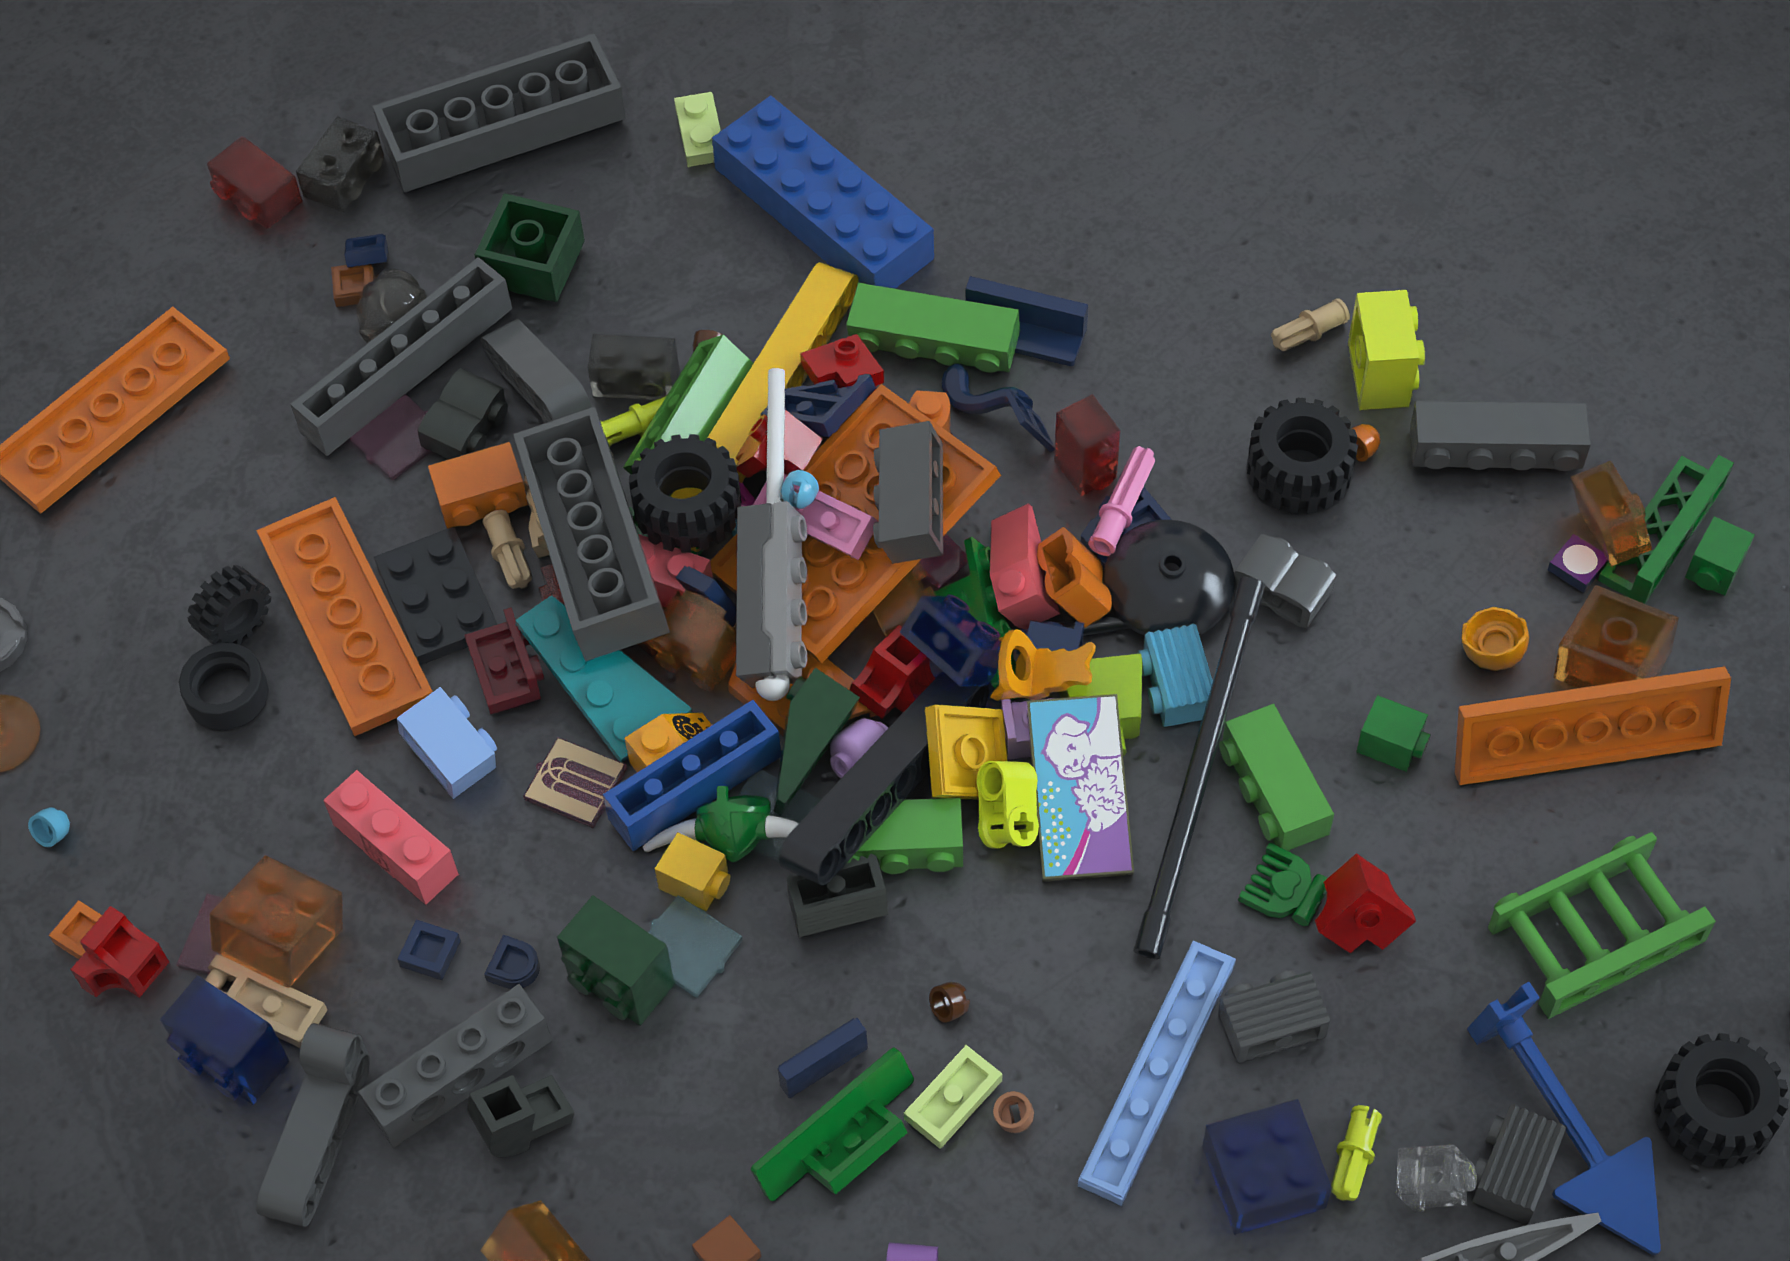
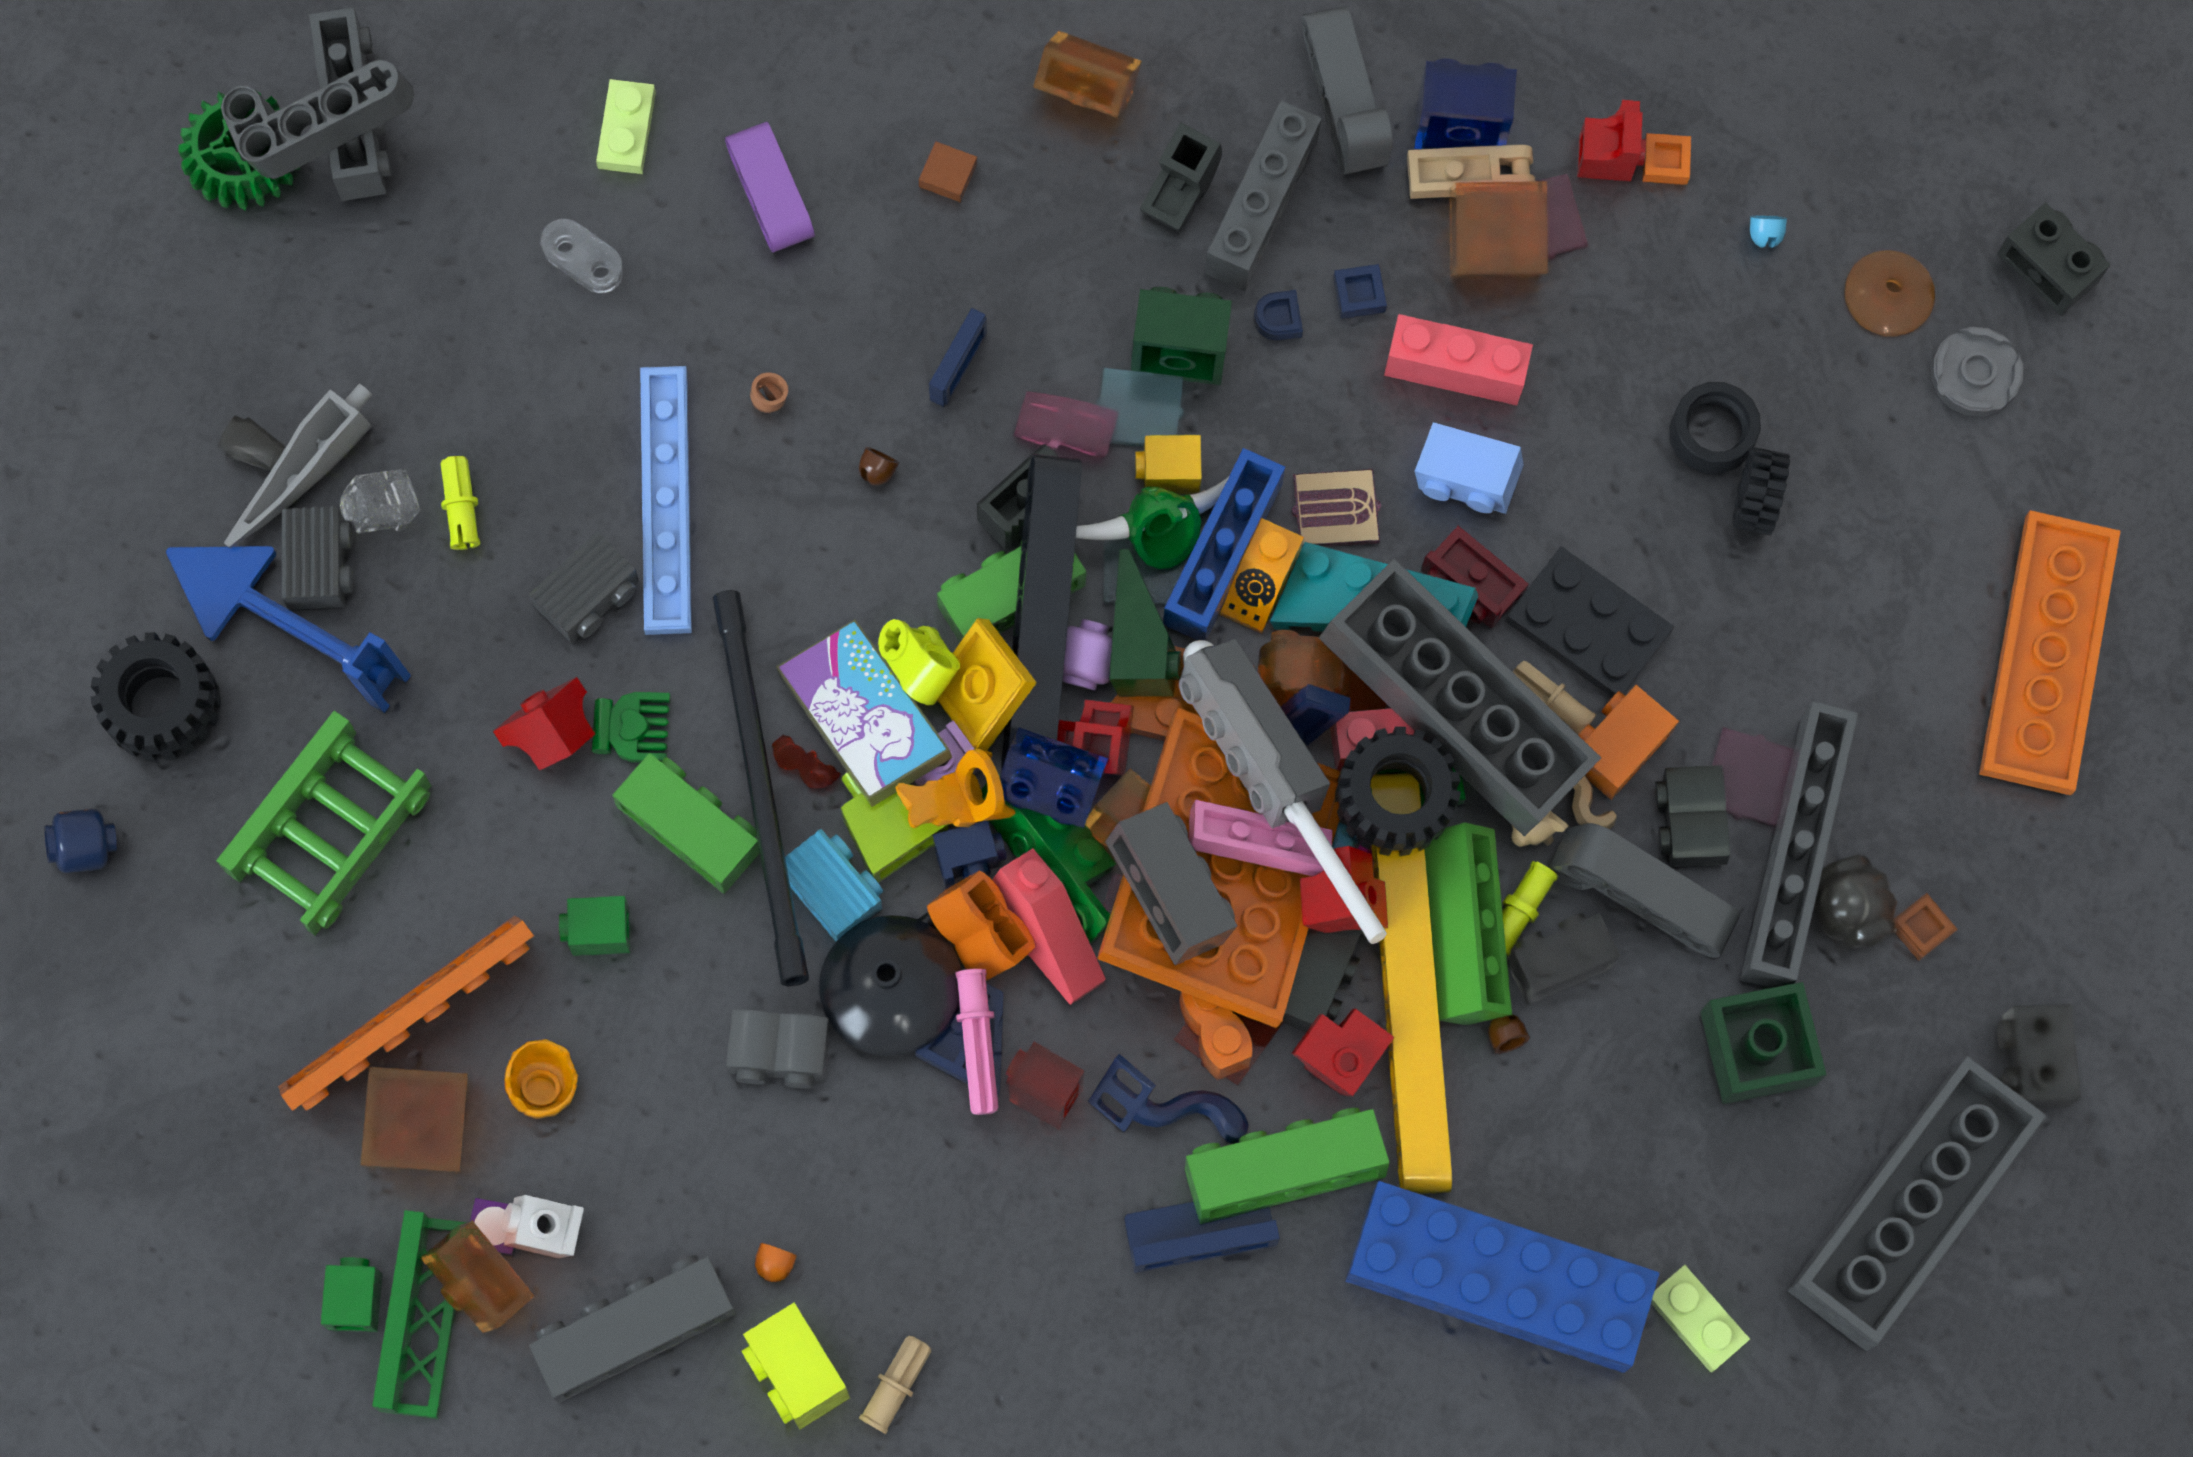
camera: 145 degrees right, 15 degrees up
(254, 183) = (2113, 984): clear red brick -> none
(345, 615) = (1658, 554): orange plate -> none
(366, 250) = (1935, 965): dark blue tile -> none
(762, 954) = (1066, 422): none -> clear pink slope
(807, 492) = (1284, 834): medium azure hinge -> none
(825, 405) = (1333, 972): dark blue wing -> none
(842, 1134) = (898, 302): green bracket -> none
(953, 1096) = (828, 382): yellowish green plate -> none
(1157, 792) = (811, 769): none -> clear red piece
(1266, 1166) = (529, 447): clear blue brick -> none
(1301, 428) = (816, 1157): black tyre -> none
(1539, 533) = (561, 1230): none -> white brick

